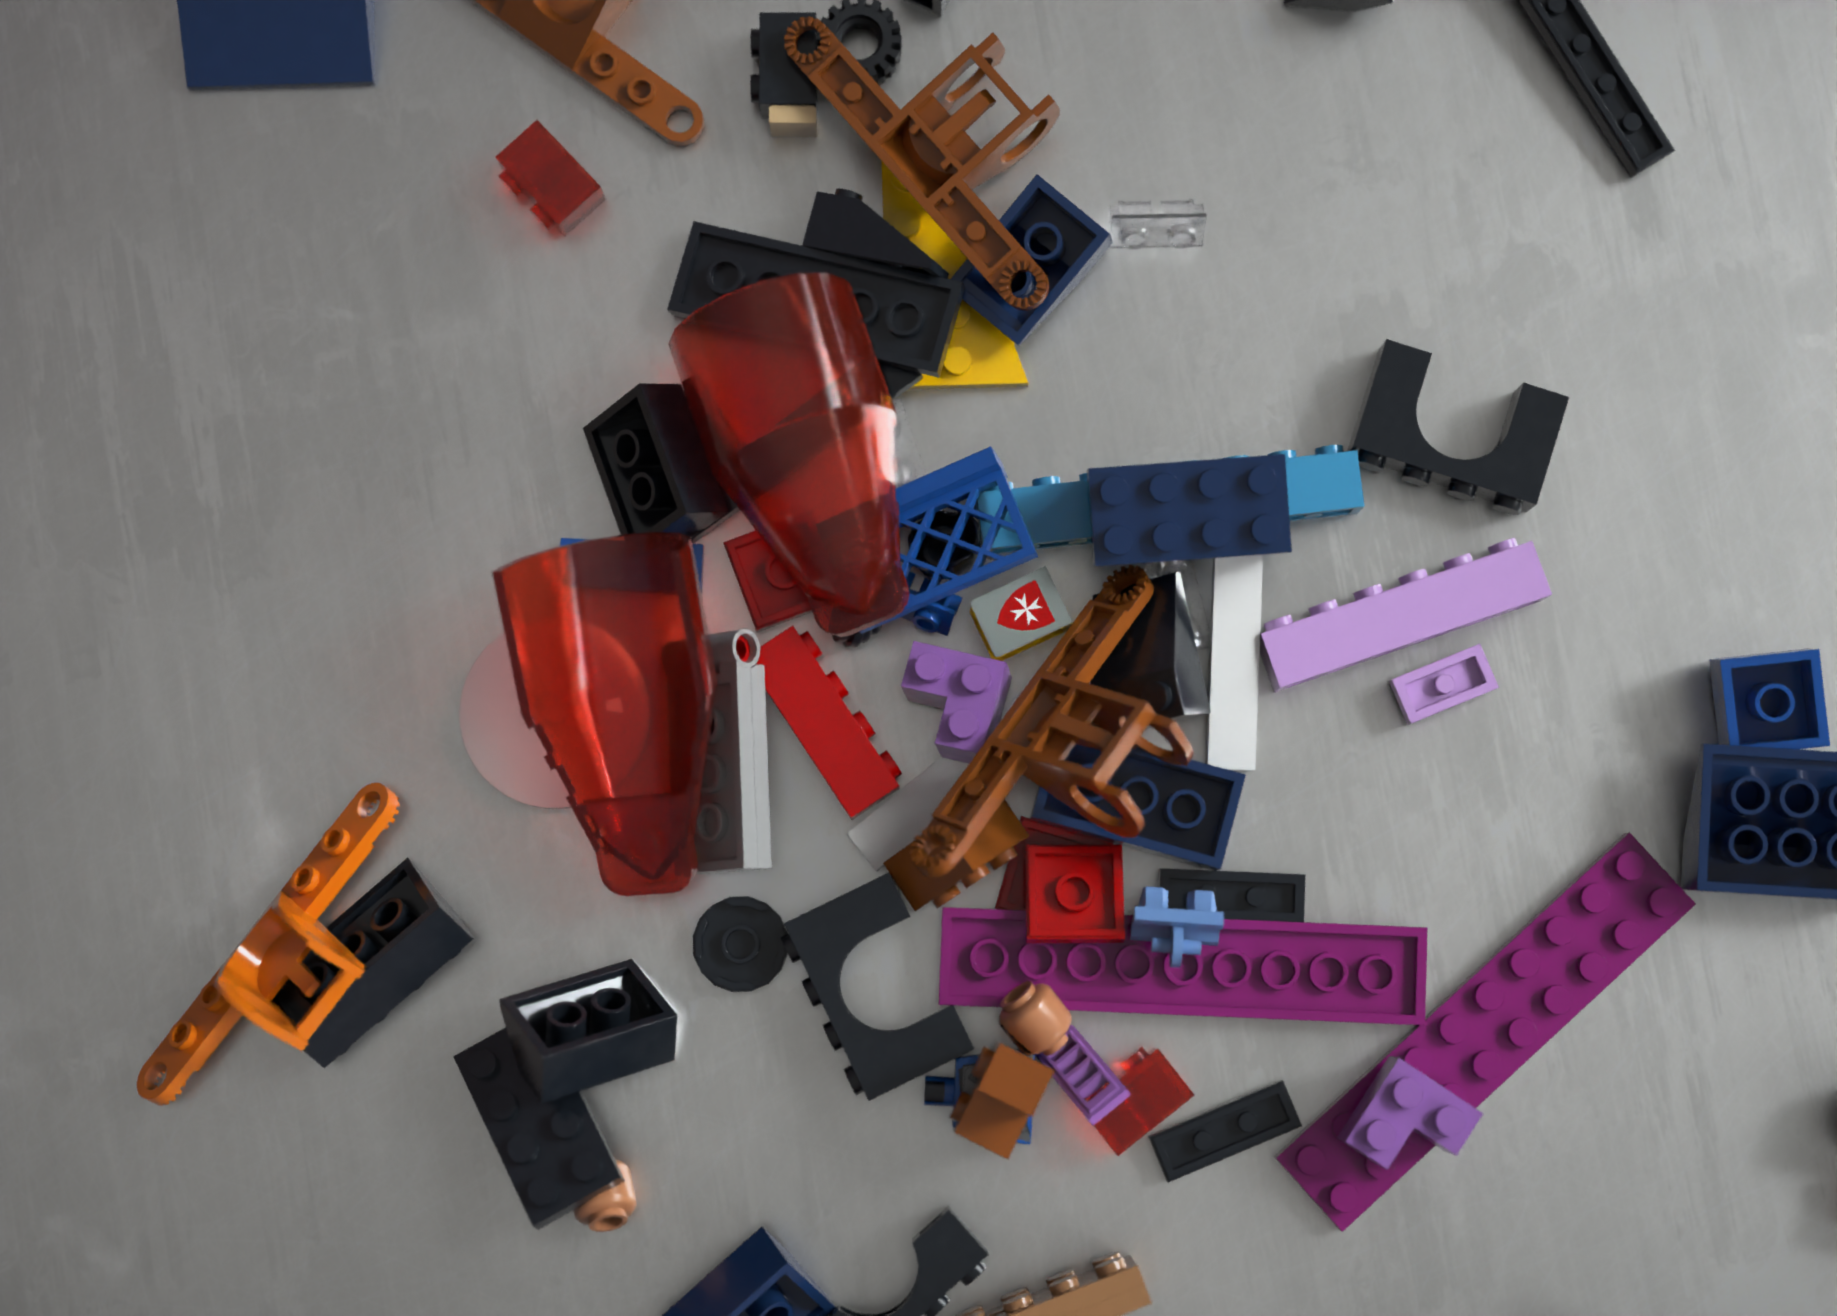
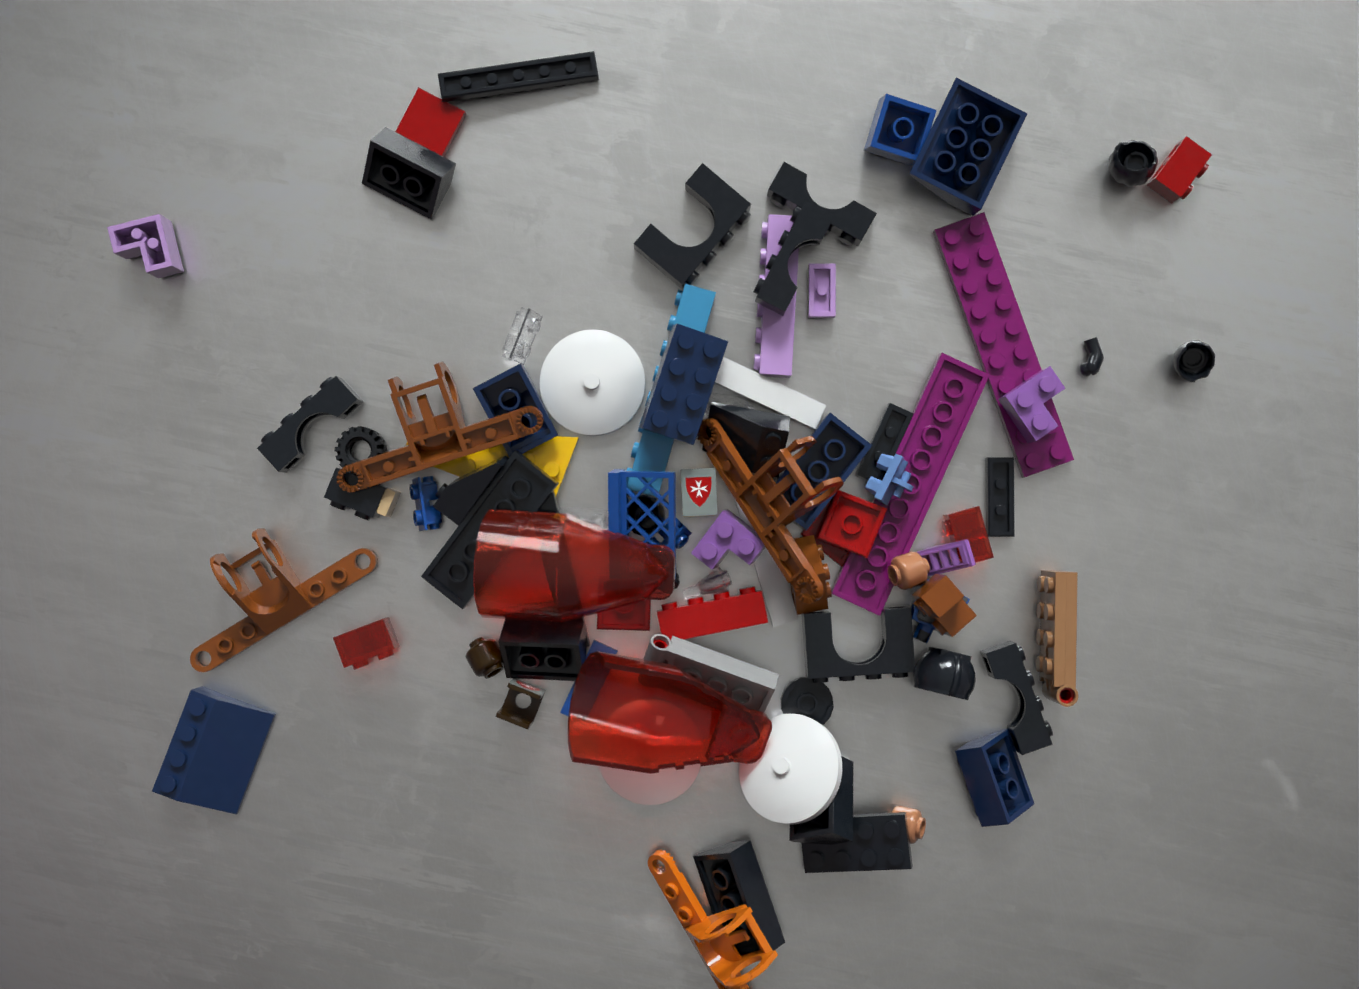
camera: 70 degrees left, 5 degrees up
(533, 455) = (512, 712): none -> dark brown piece
(601, 377) = (485, 657): none -> dark brown head
(618, 961) = (795, 773): none -> white dish
(799, 187) = (422, 493): none -> blue hinge
(881, 706) = (715, 582): none -> clear cone
(887, 1153) = (945, 673): none -> black piece
(1127, 370) = (592, 382): none -> white dish
(1529, 1198) = (1095, 358): none -> black arm
(1538, 611) = (808, 229): none -> black arch
(1578, 681) = (790, 190): none -> black arch

